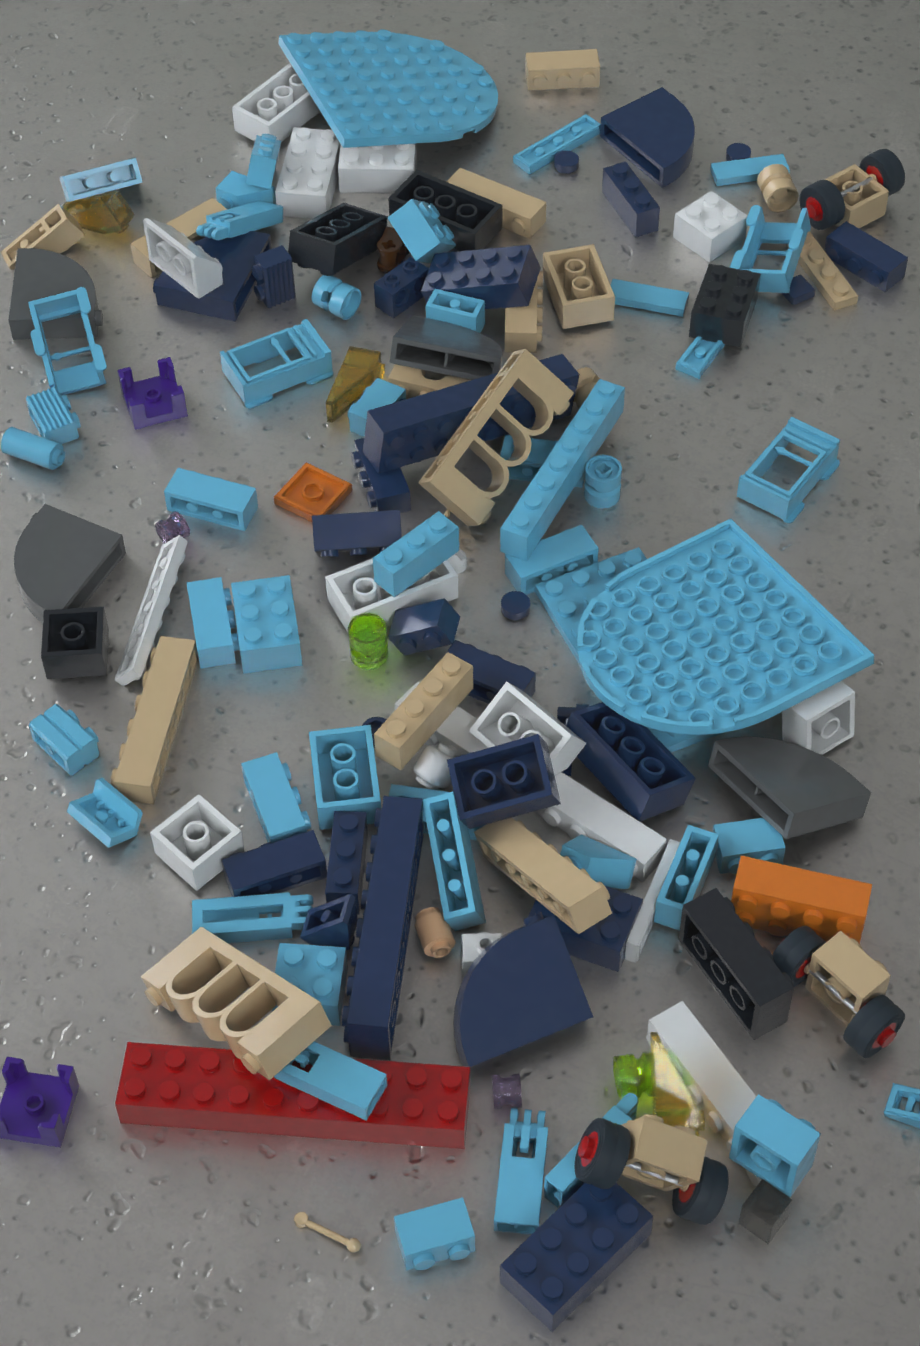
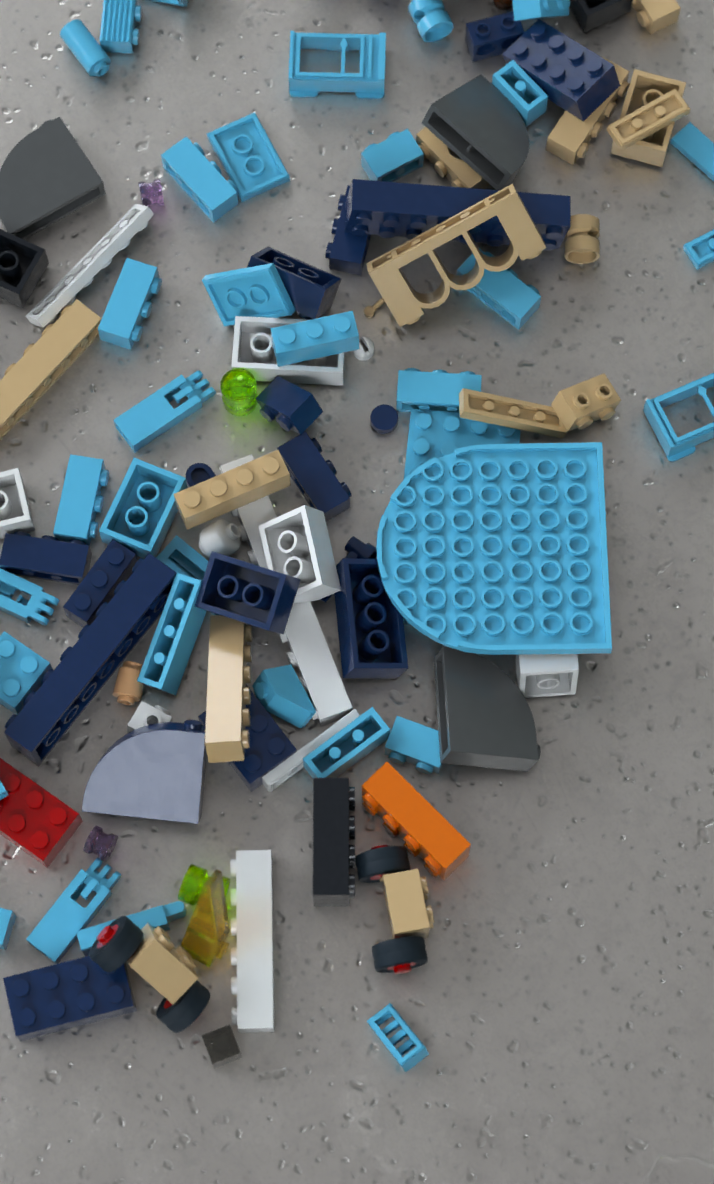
camera: 30 degrees right, 20 degrees up
(154, 398) = (214, 44): dark purple panel -> none
(244, 463) = (248, 157): none -> medium azure tile
(266, 624) = (170, 329): medium azure brick -> none
(299, 698) = (156, 415): none -> medium azure hinge
(312, 492) = (289, 216): orange tile -> none
(325, 549) = (248, 292): none -> medium azure tile
(332, 923) = (51, 636): dark blue slope -> none
(357, 372) = (395, 114): clear yellow slope -> none
(561, 470) = (496, 314): medium azure brick -> none
(583, 279) = (648, 119): none -> tan tile
(602, 481) = (531, 338): medium azure wheel -> none
(629, 540) = (510, 413): none -> tan plate
(688, 505) = (586, 403): none -> tan brick
(774, 1144) = (246, 1009): medium azure brick -> none

